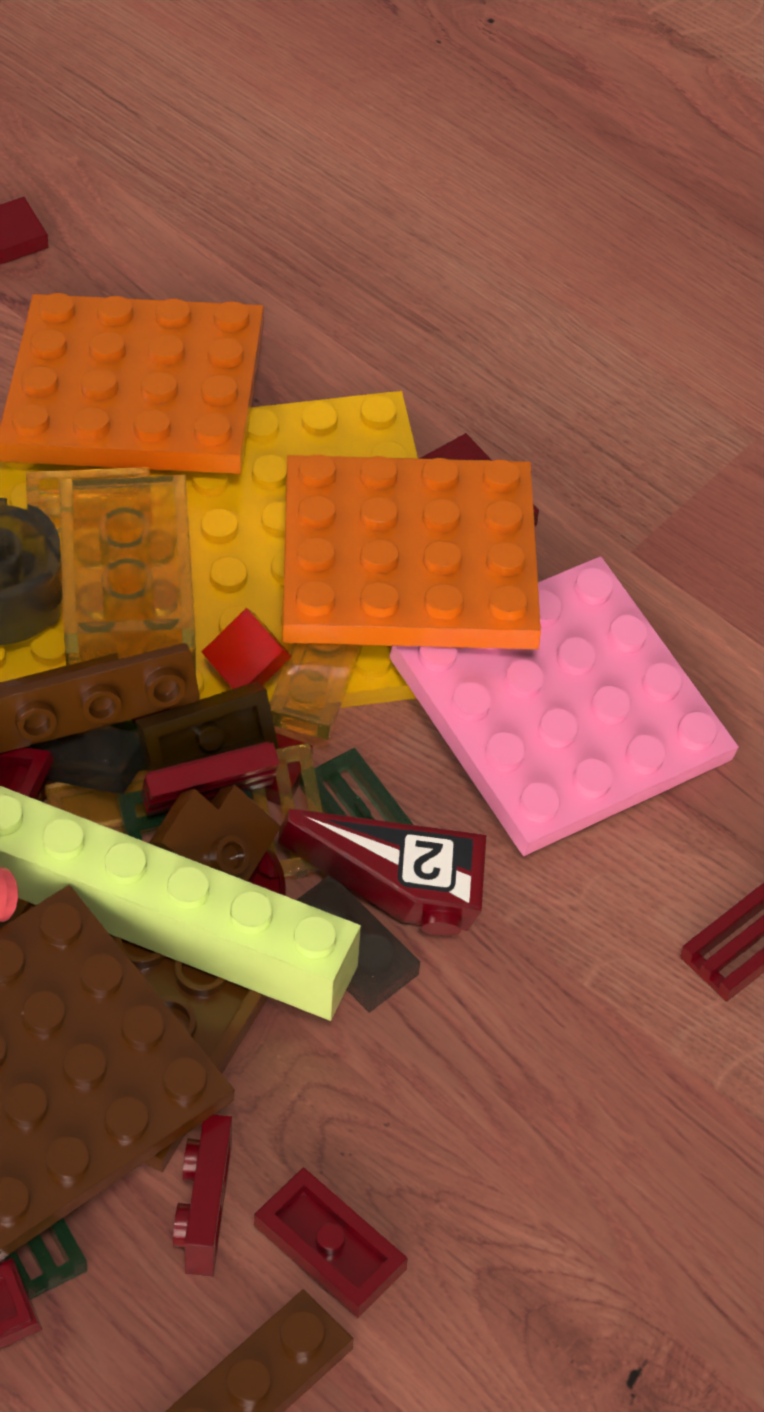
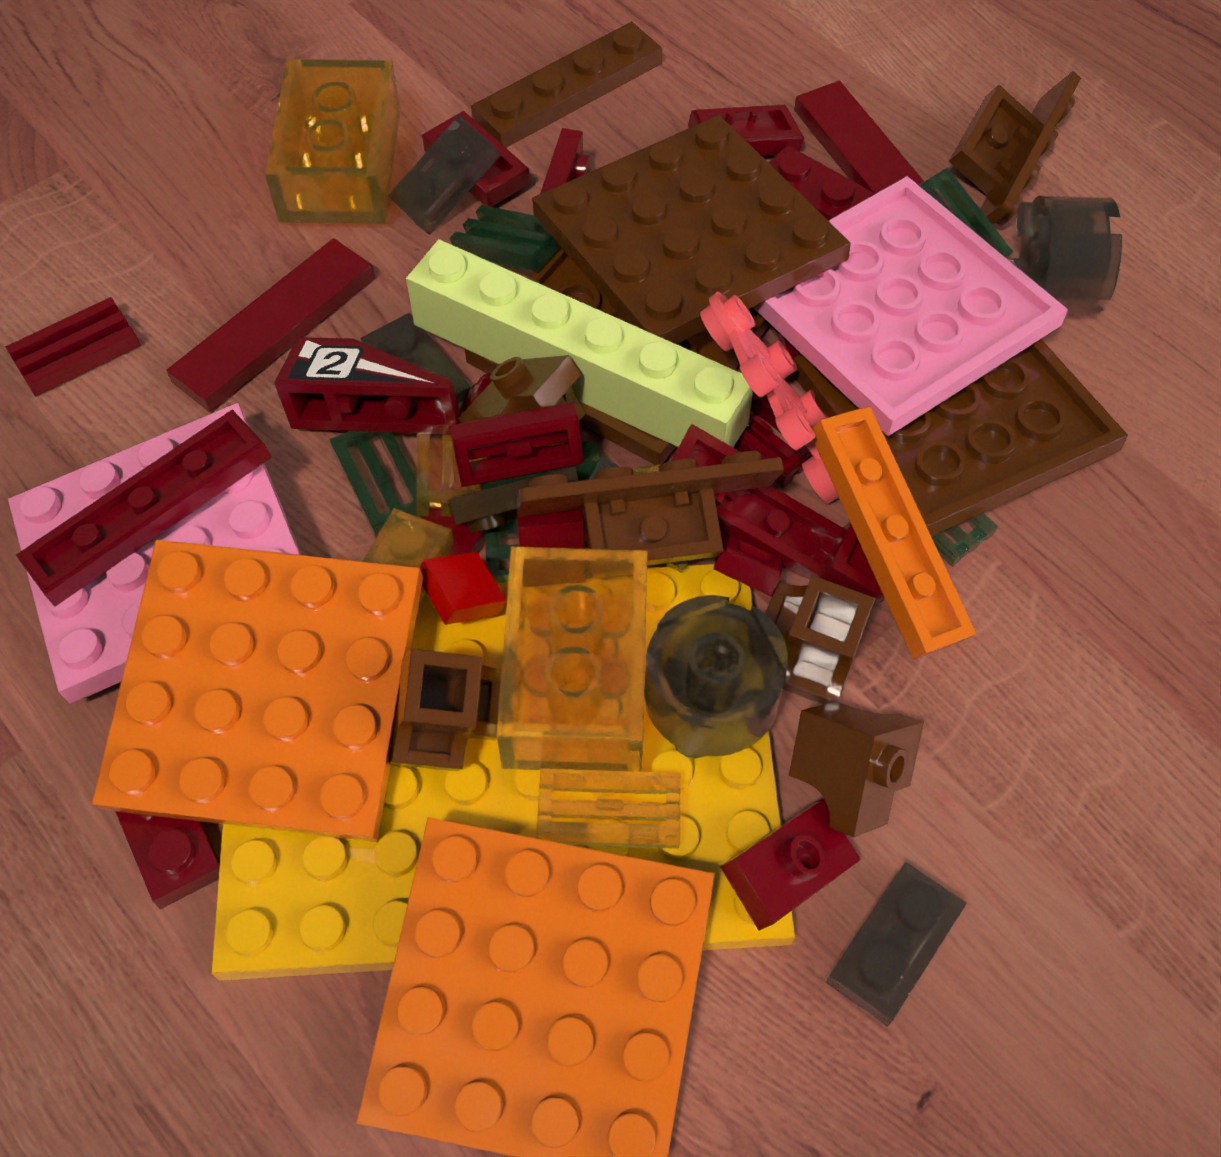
camera: 170 degrees left, 5 degrees up
(240, 536) = (441, 706): none -> reddish brown brick
(284, 1089) = (512, 231): none -> clear green tile
(362, 1187) = (444, 174): none -> clear smoke plate
(517, 1217) = (334, 141): none -> clear yellow brick
(529, 989) = (270, 324): none -> dark red tile
(574, 704) = (143, 507): none -> dark red tile

